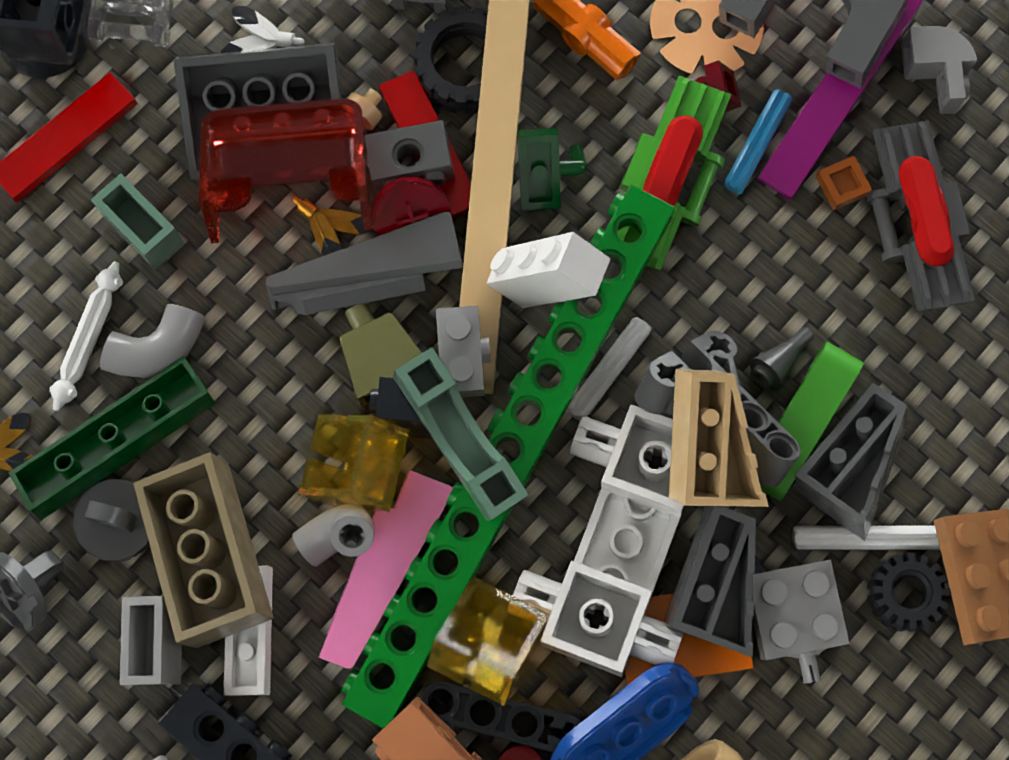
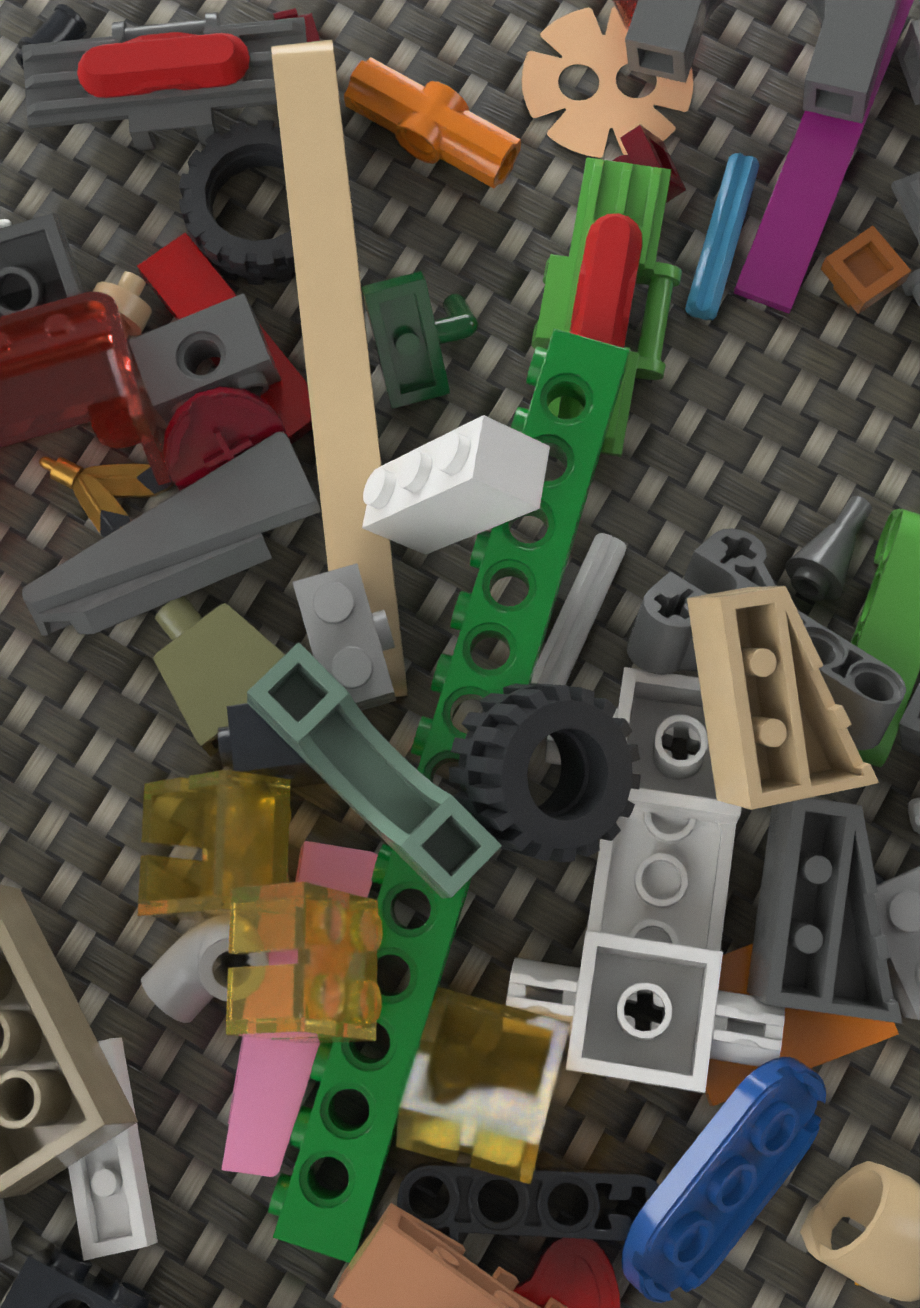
camera: 10 degrees left, 0 degrees up
(407, 559) = (332, 986): none -> clear yellow piece
(596, 461) = (592, 778): none -> black tyre

